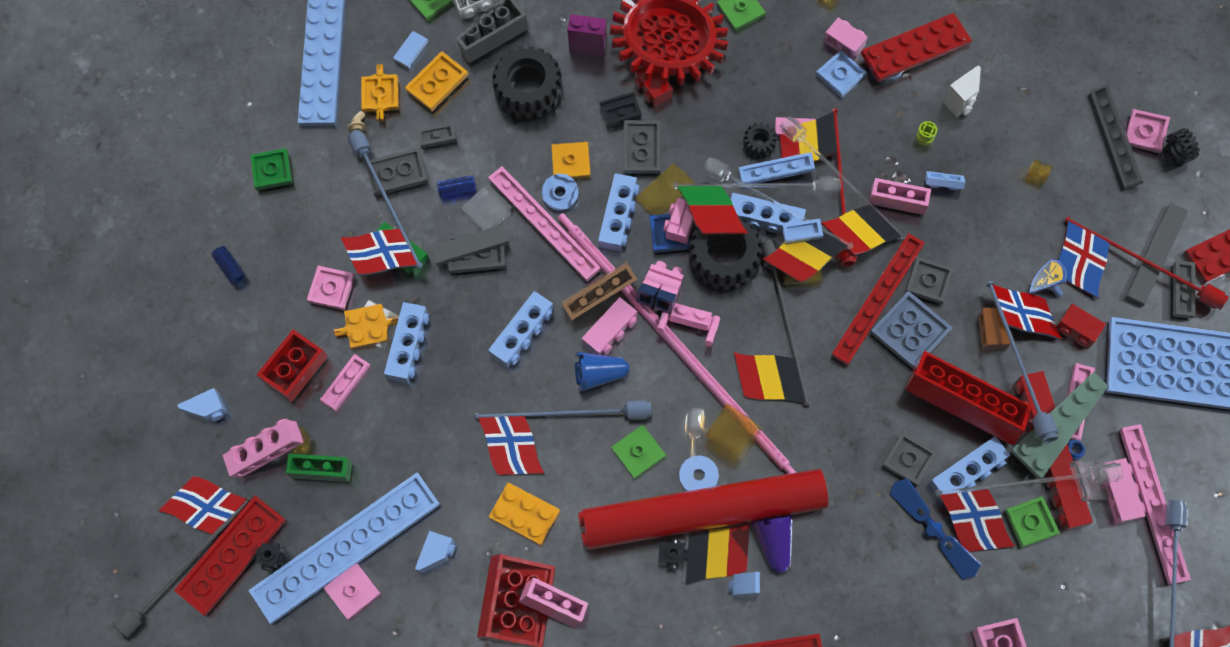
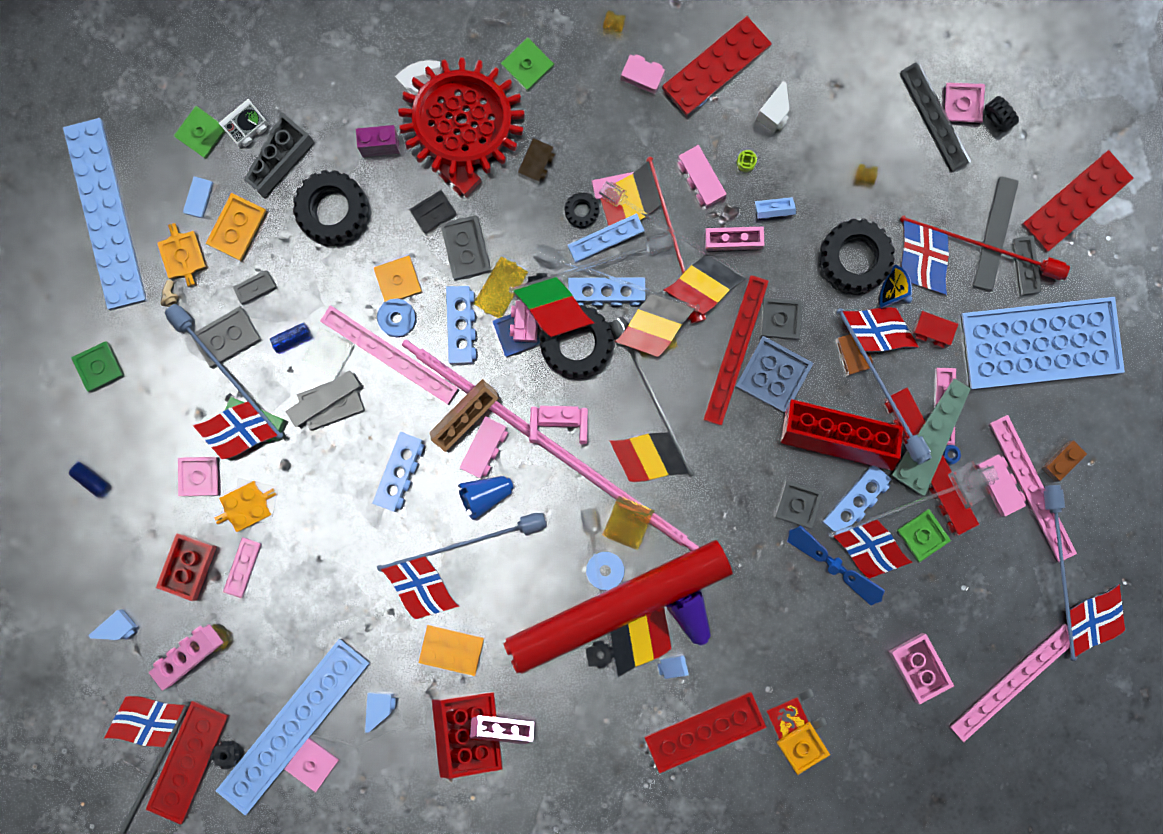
camera: 15 degrees left, 15 degrees up
(319, 467) = (244, 660): green brick -> none
(409, 314) = (282, 485): light blue brick -> none
(638, 451) = (542, 562): bright green plate -> none
(661, 286) = (524, 387): hips -> none
(728, 88) = (536, 161): none -> dark brown brick
(802, 231) = (647, 304): light blue tile -> none
(841, 73) = (646, 113): light blue tile -> none
(880, 137) = (701, 177): none -> bright pink brick
(1028, 220) = (865, 232): none -> black tyre
(1192, 483) = (1064, 461): none -> dark orange brick

